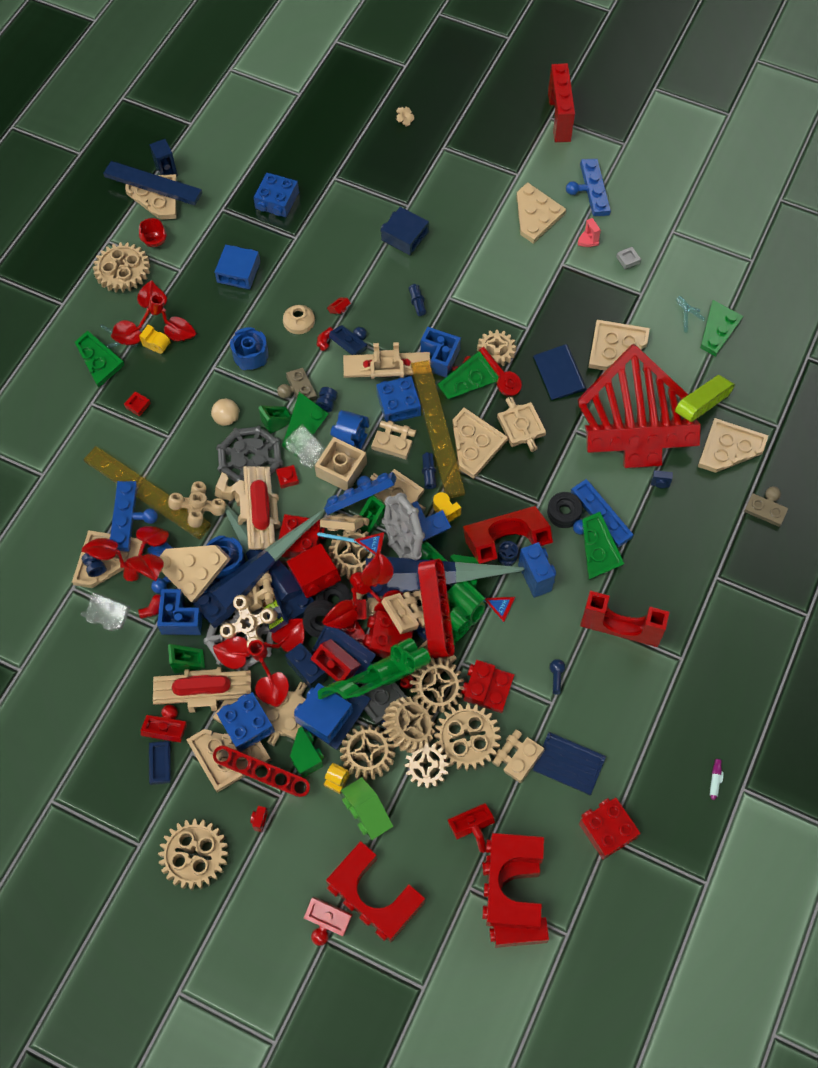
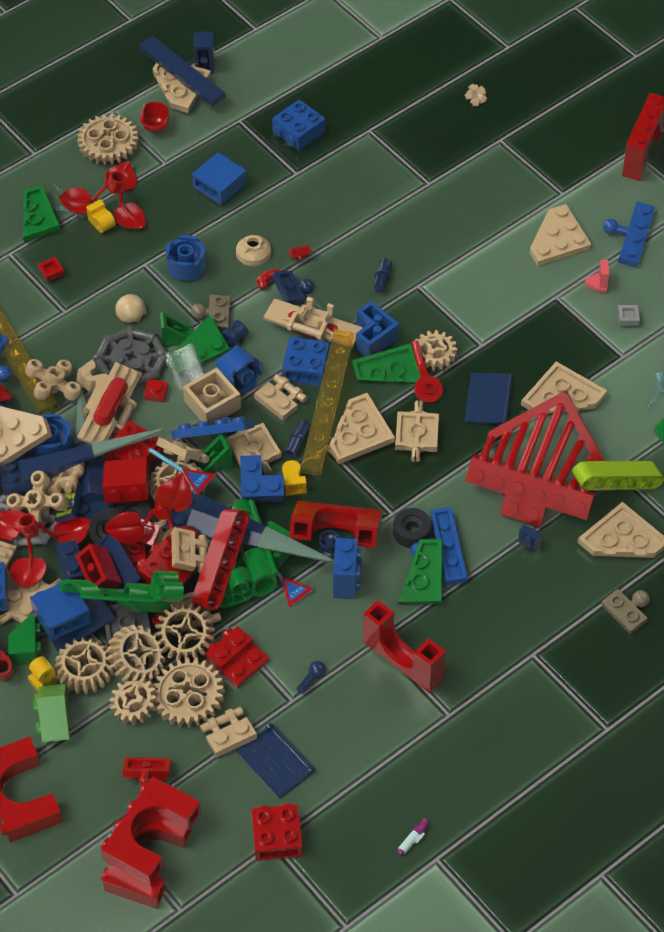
camera: 25 degrees right, 10 degrees down
(403, 527) = (233, 472): light grey plate -> none
(404, 230) = (407, 204): dark blue brick -> none

